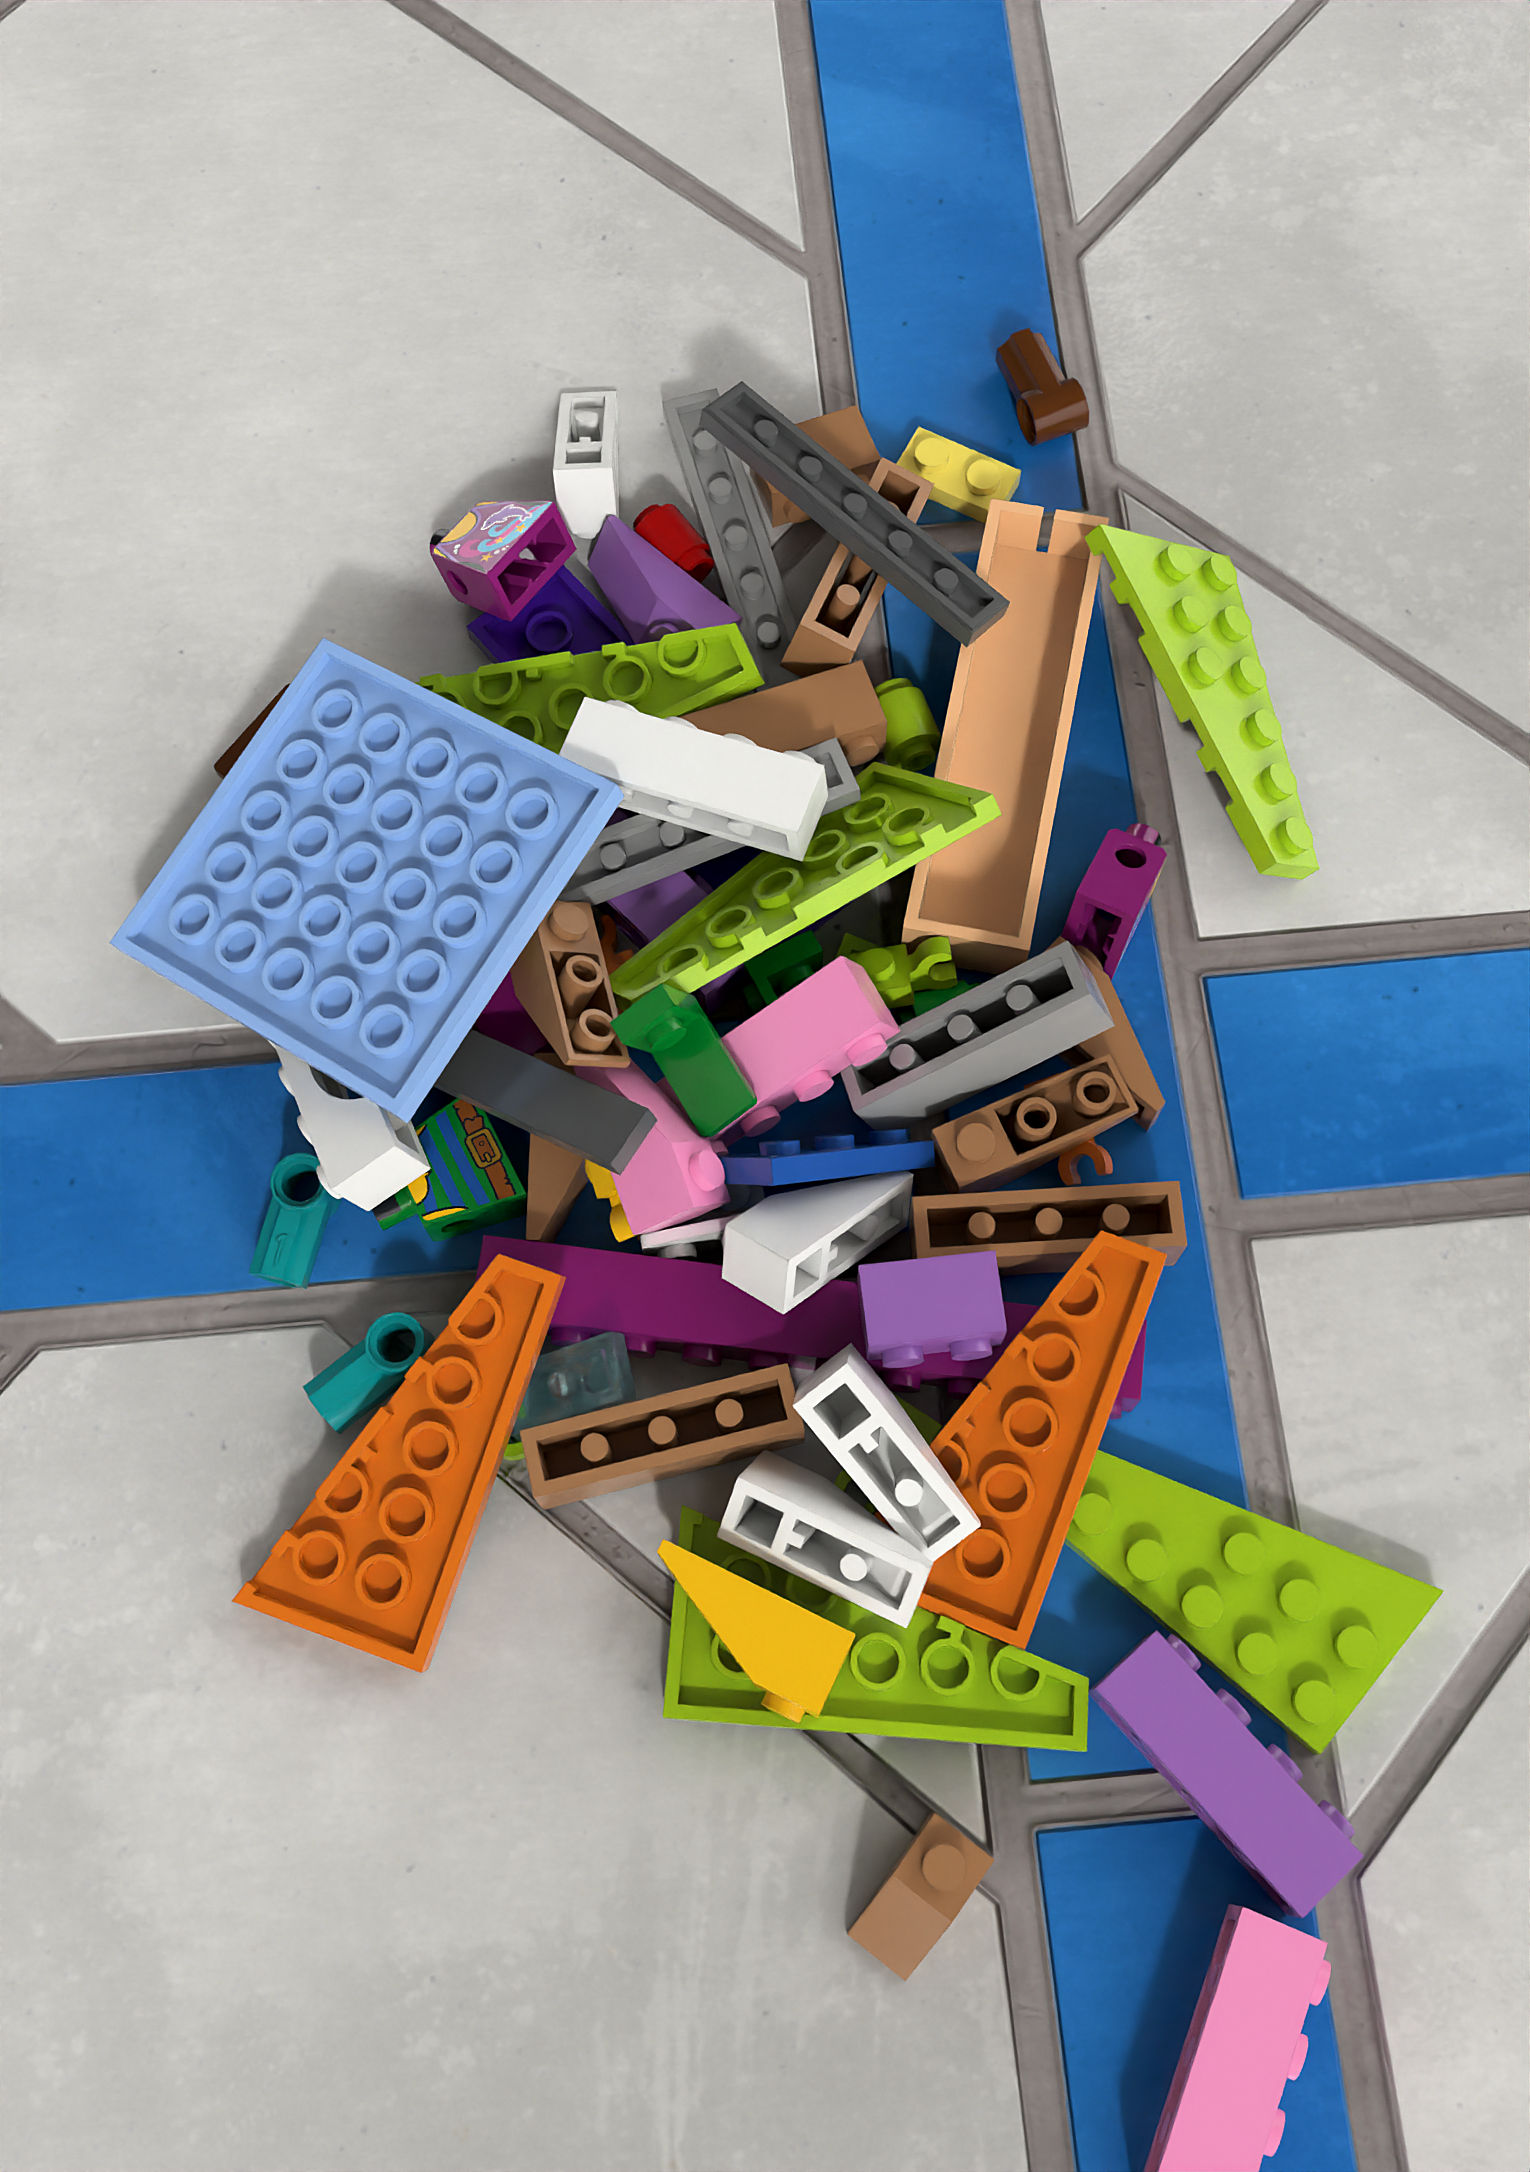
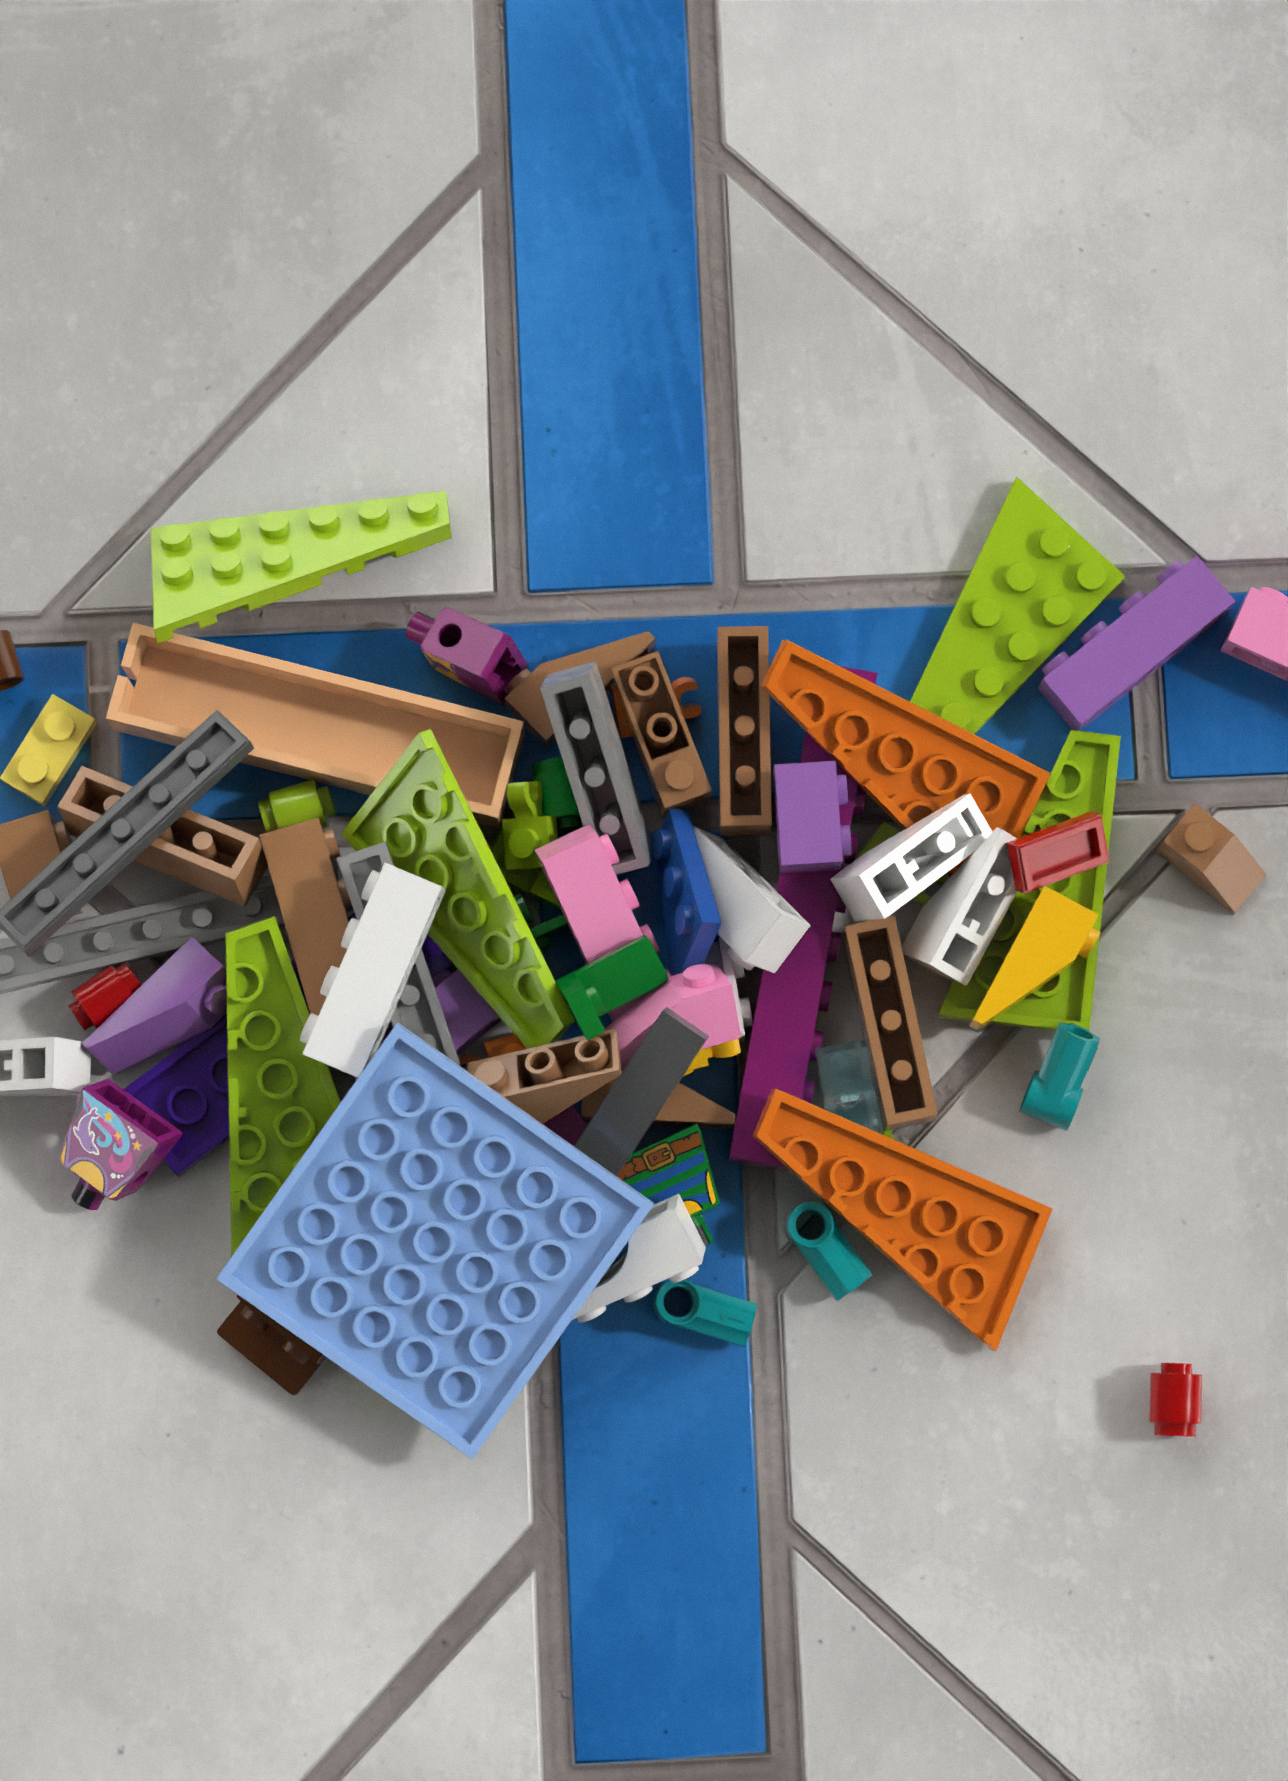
camera: 90 degrees left, 10 degrees up
(154, 1858) = (1175, 1400): none -> red brick
(591, 1674) = (1057, 1085): none -> teal piece
(907, 1657) = (1058, 852): none -> tile

